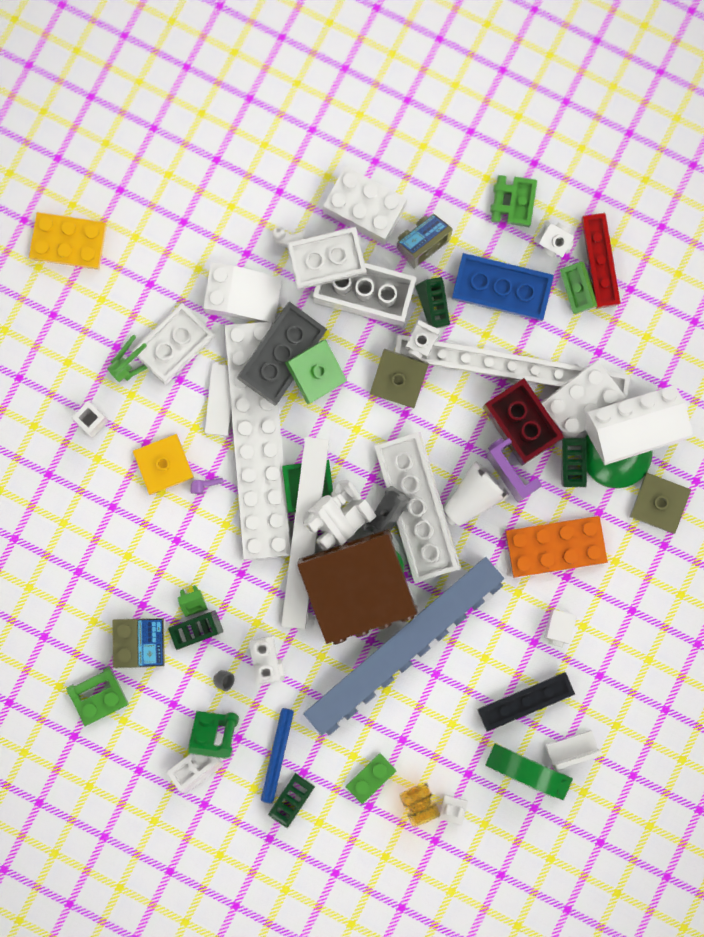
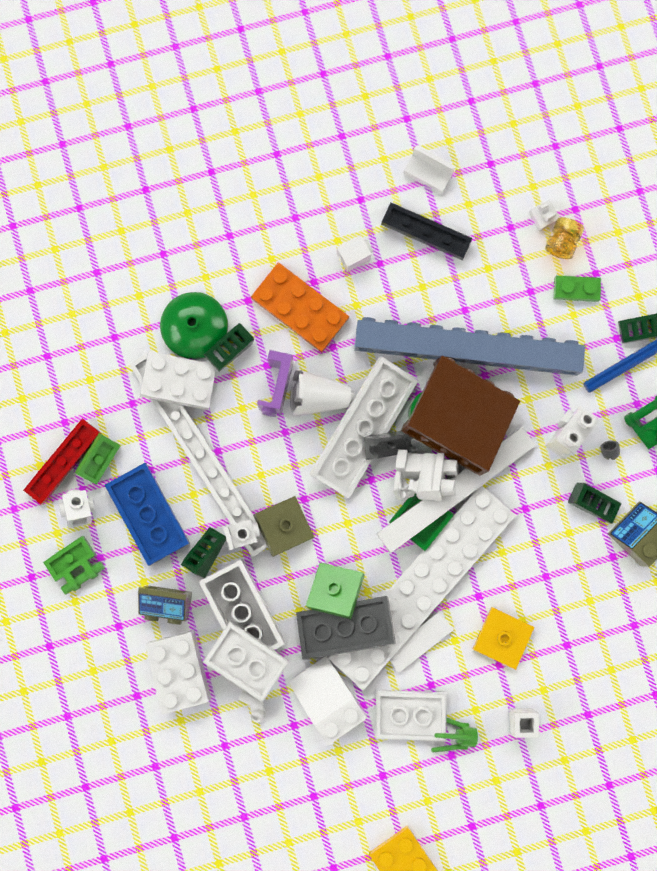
camera: 140 degrees left, 0 degrees up
(192, 602) = (579, 522): bright green tile -> none
(197, 486) = (495, 598): medium lavender hand -> none
(524, 420) = (233, 408): dark red brick -> none
(528, 772) = (475, 185): green arch -> none
(639, 425) = (161, 324): white slope -> none
(660, 503) = (202, 263): olive plate -> none

